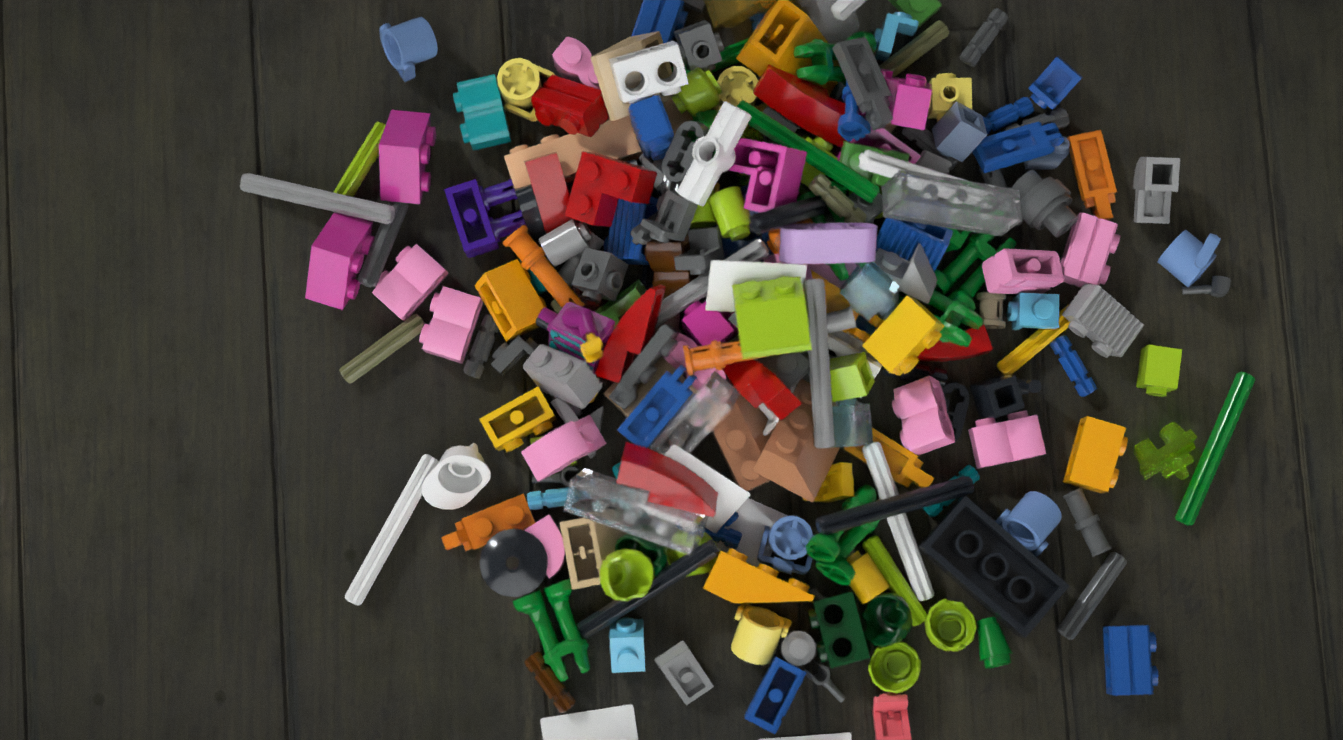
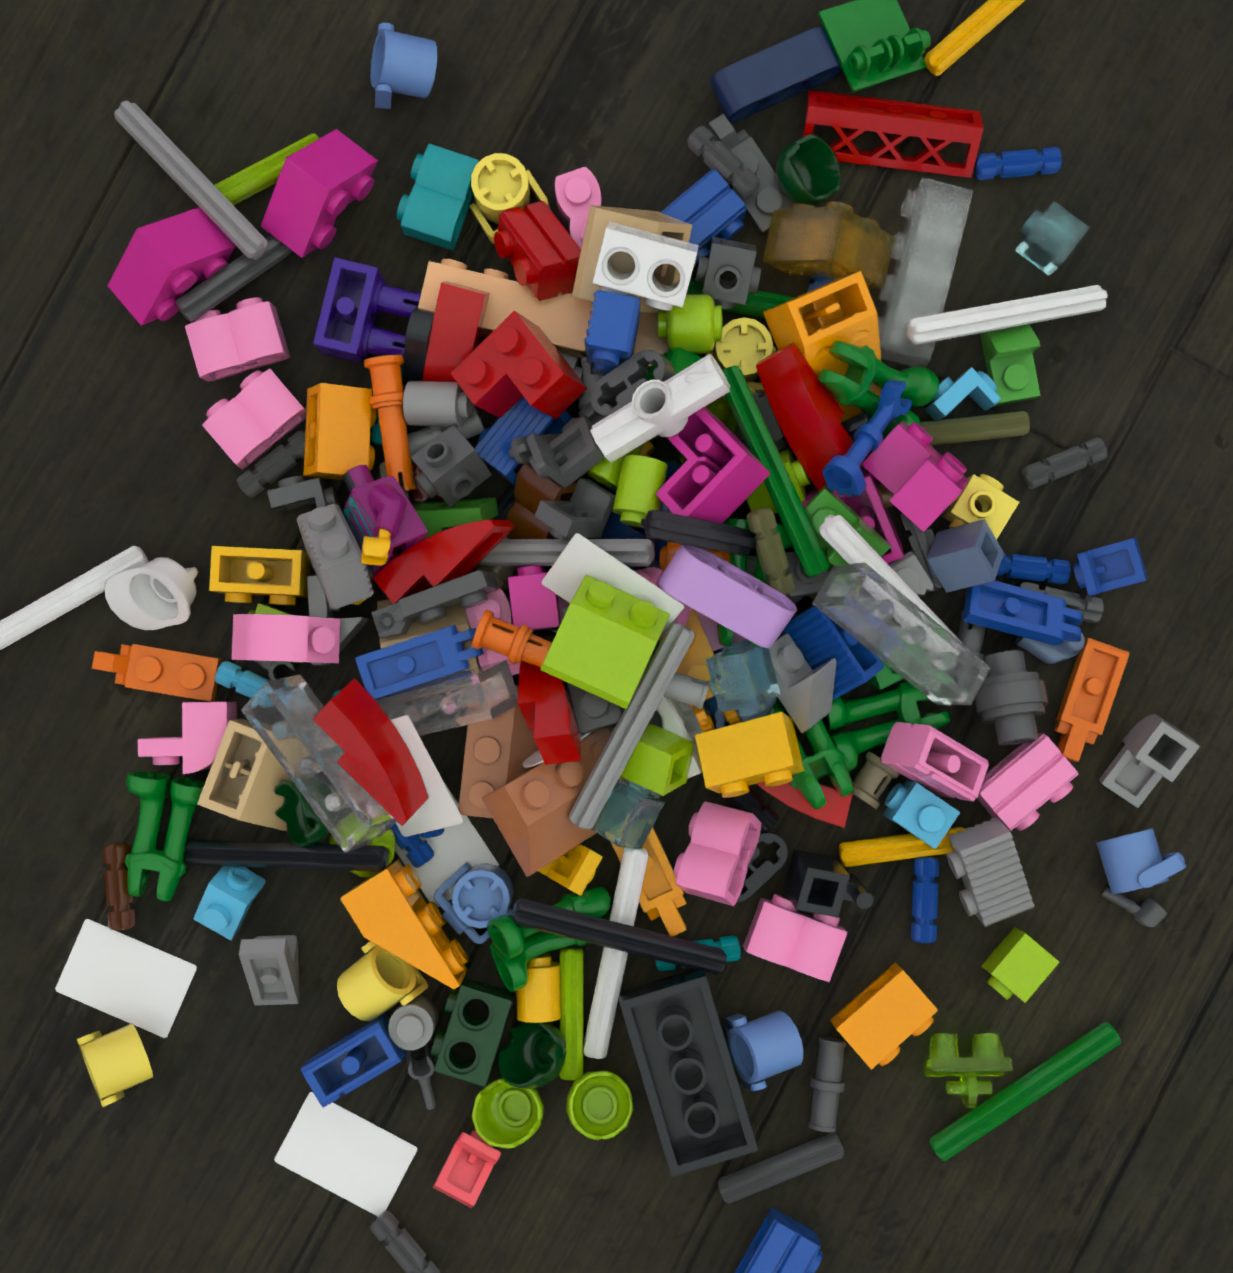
camera: 25 degrees right, 5 degrees up
(382, 348) = (162, 397): olive axle -> none
(531, 567) = (174, 726): black dish -> none
(626, 574) = (264, 827): lime hair -> none
(865, 80) = (892, 430): dark grey hinge -> none
(992, 644) = (634, 1153): green cone -> none

